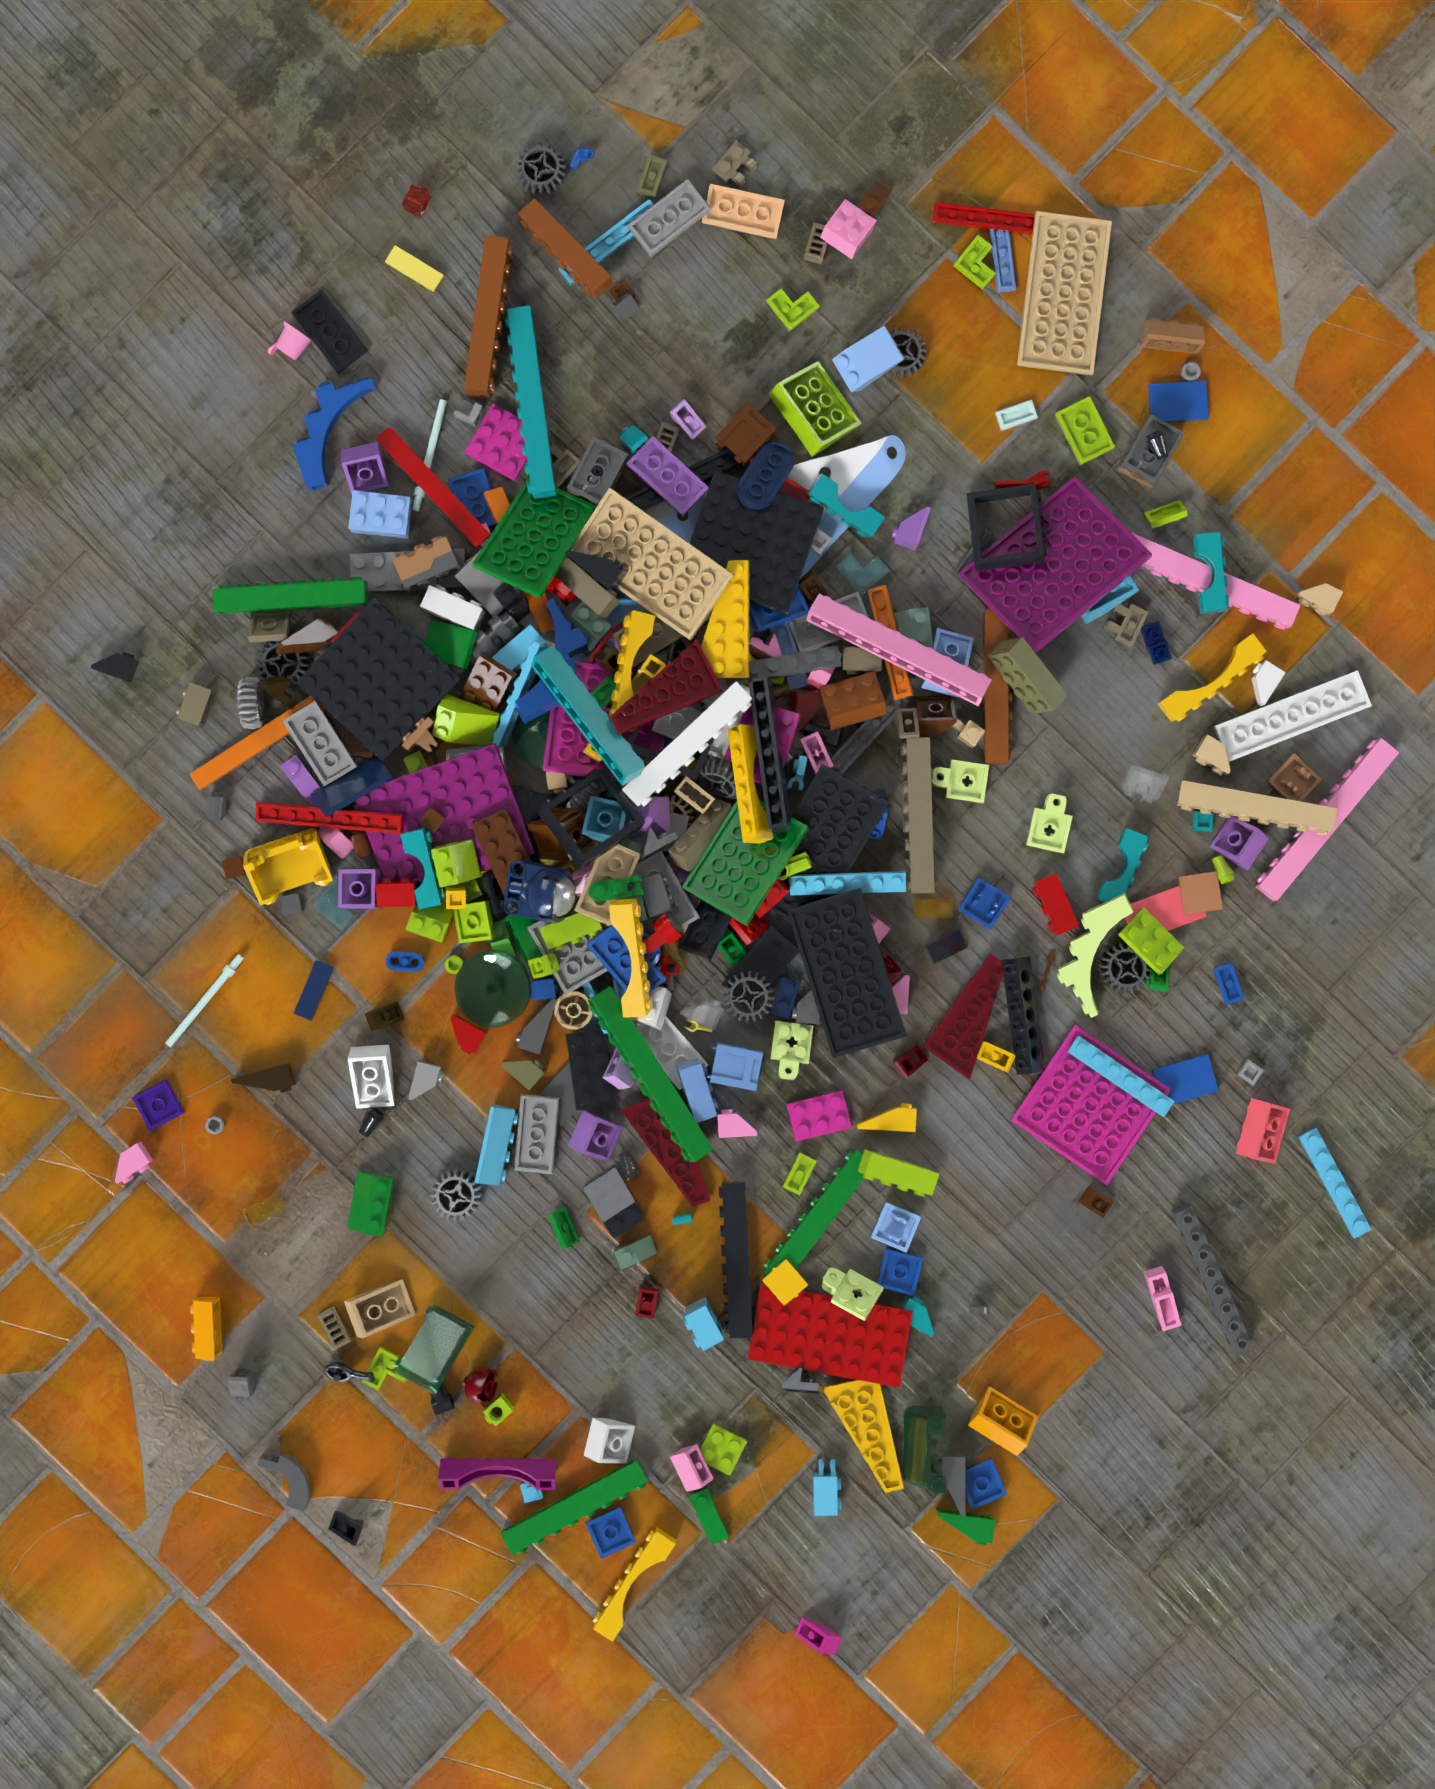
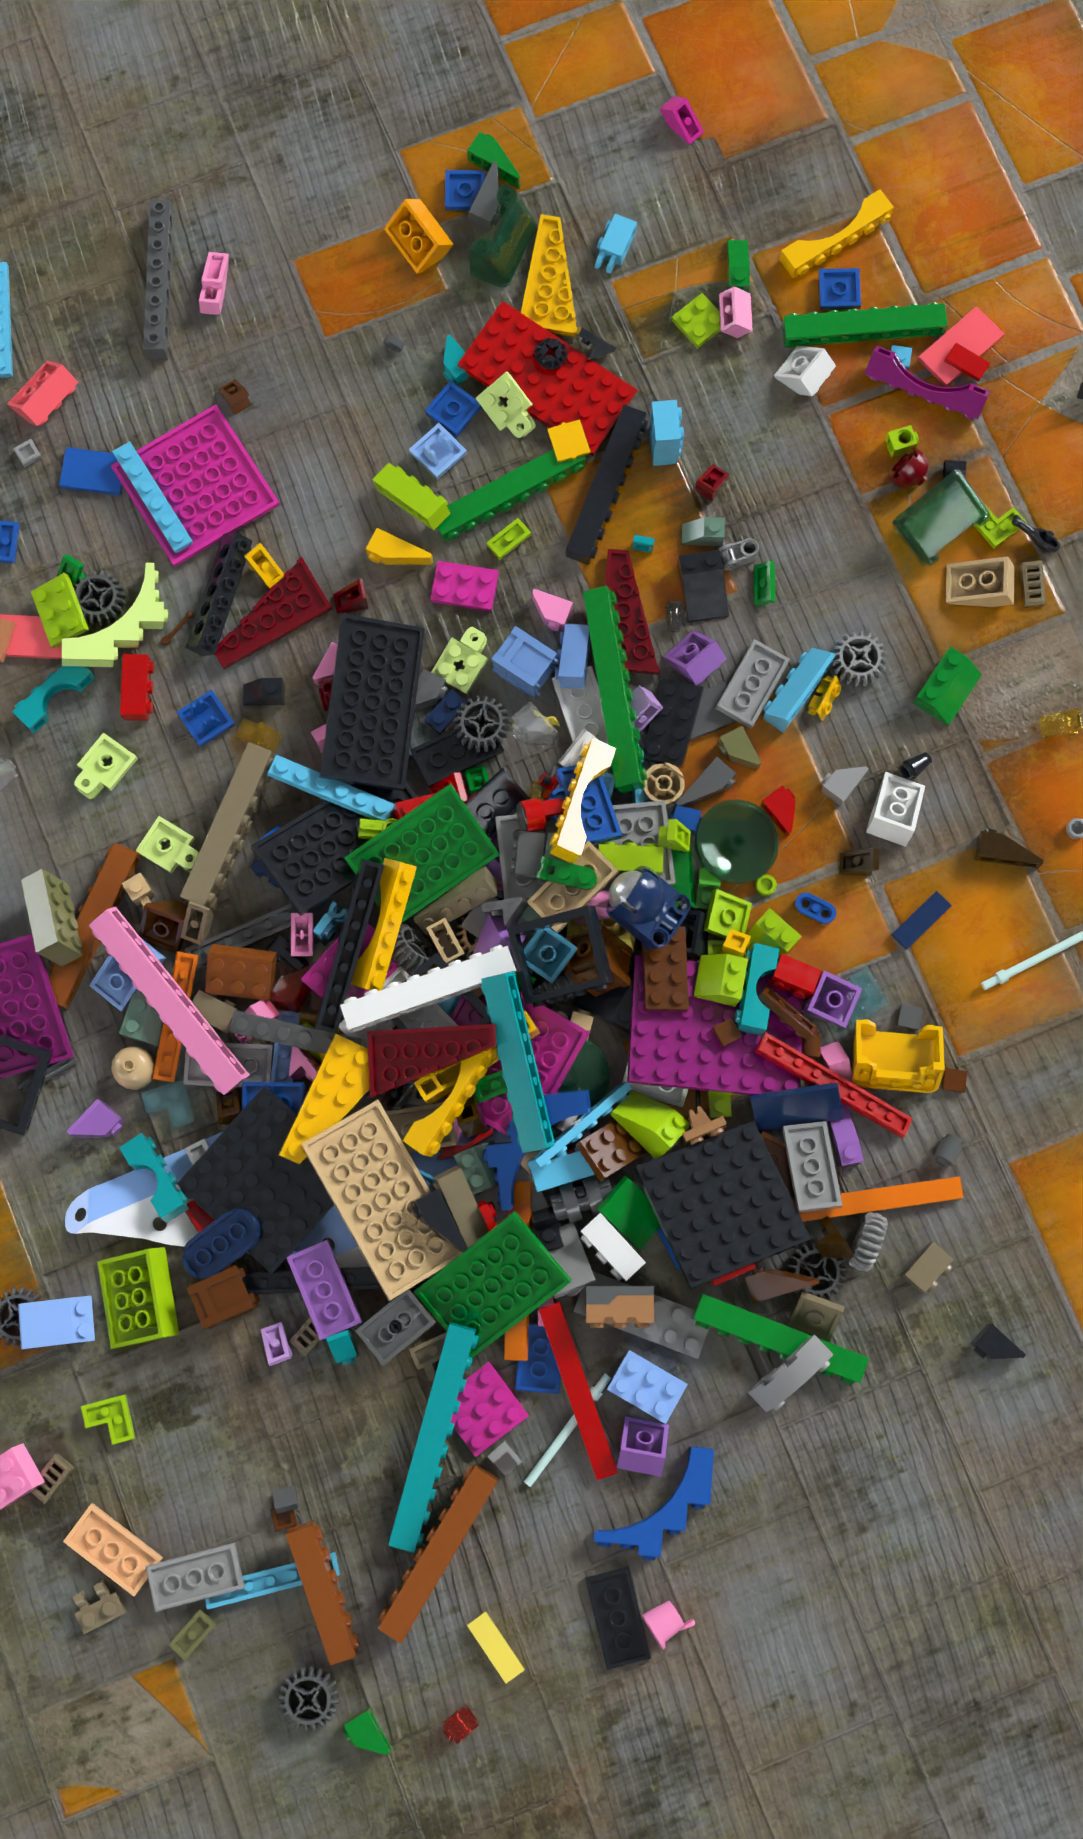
camera: 155 degrees left, 10 degrees down
(274, 560) = (787, 1378): none -> light grey brick
(390, 859) = (787, 1013): none -> reddish brown plate
(470, 1509) = (967, 362): none -> red tile
(471, 1140) = (829, 689): none -> yellow hinge
(482, 1524) = (973, 332): none -> coral tile
(485, 163) = (366, 1733): none -> green slope
(580, 156) = (260, 1694): blue arm -> none
(597, 1244) = (735, 556): none -> light grey piece
(844, 1354) = (548, 361): none -> black gear
(906, 588) = (133, 1067): none -> tan cylinder

